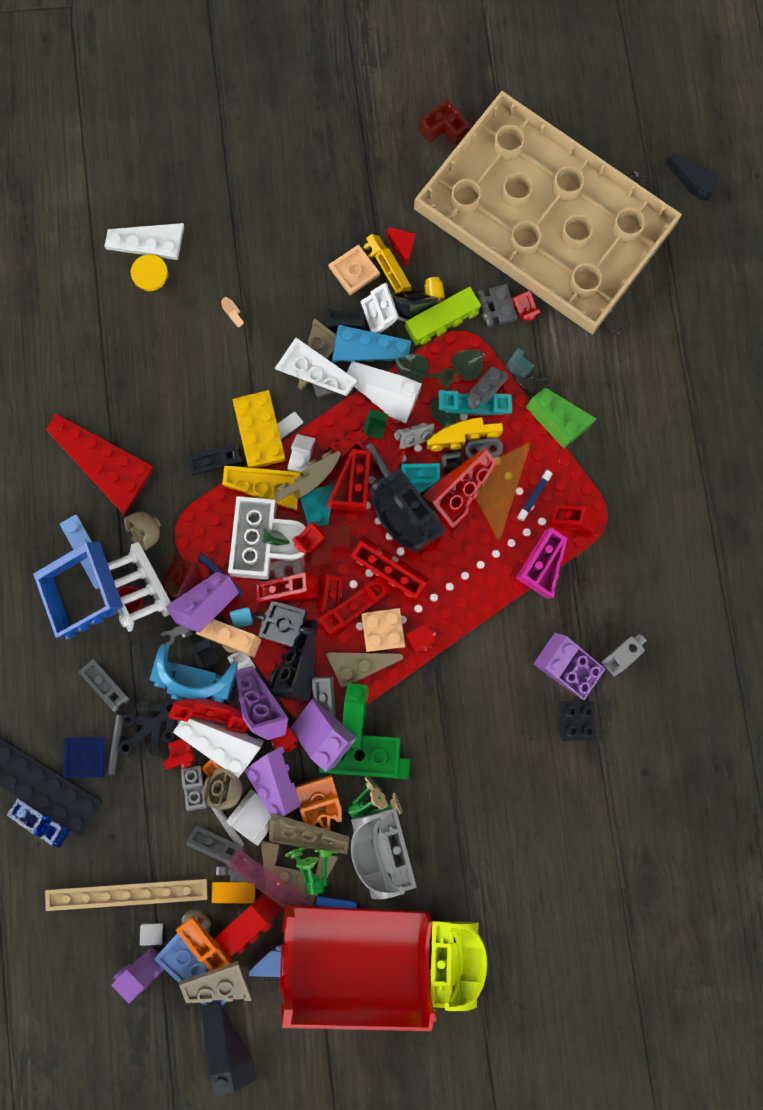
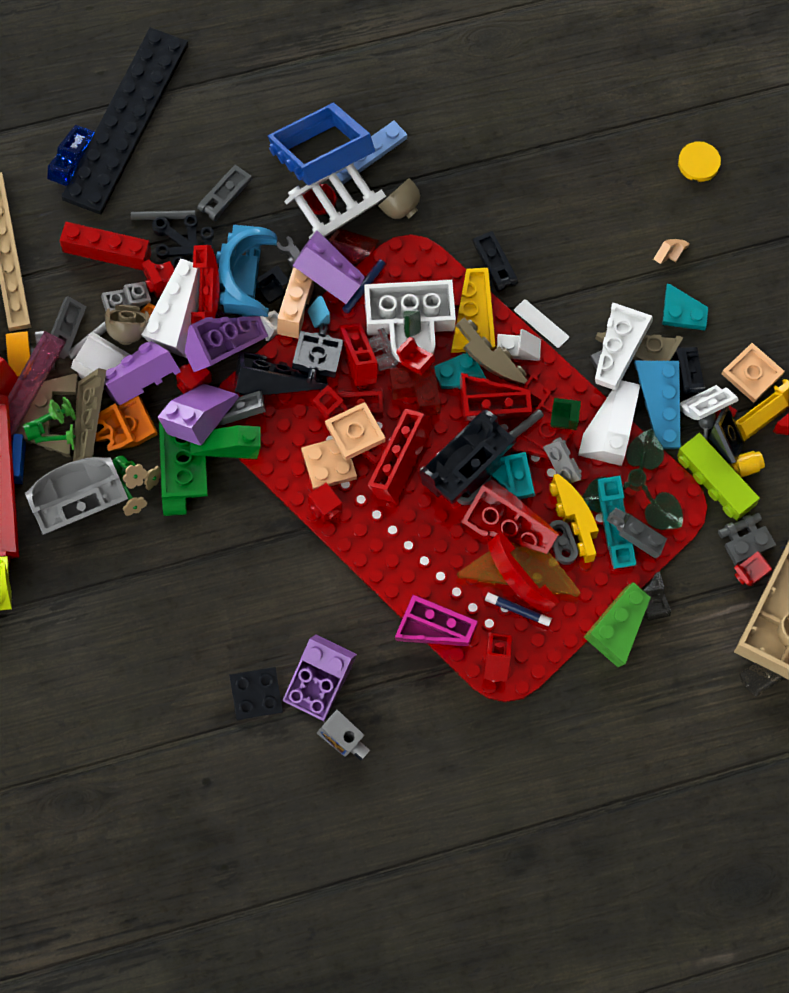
camera: 80 degrees right, 10 degrees down
(84, 757) = (145, 186): clear blue plate -> none
(109, 467) = (466, 159): red wing -> none
(140, 801) = (104, 245): none -> red brick
(154, 240) = (737, 155): white wing -> none
(259, 429) = (538, 300): yellow plate -> none
(286, 314) = (683, 310): none -> teal wing
(356, 666) = (282, 439): dark tan wing -> none
(363, 602) = (355, 431): none -> light nougat plate
(450, 460) = (543, 507): black slope -> none
(490, 498) = (516, 576): none -> red slope
(519, 365) = (678, 573): clear light blue panel -> none

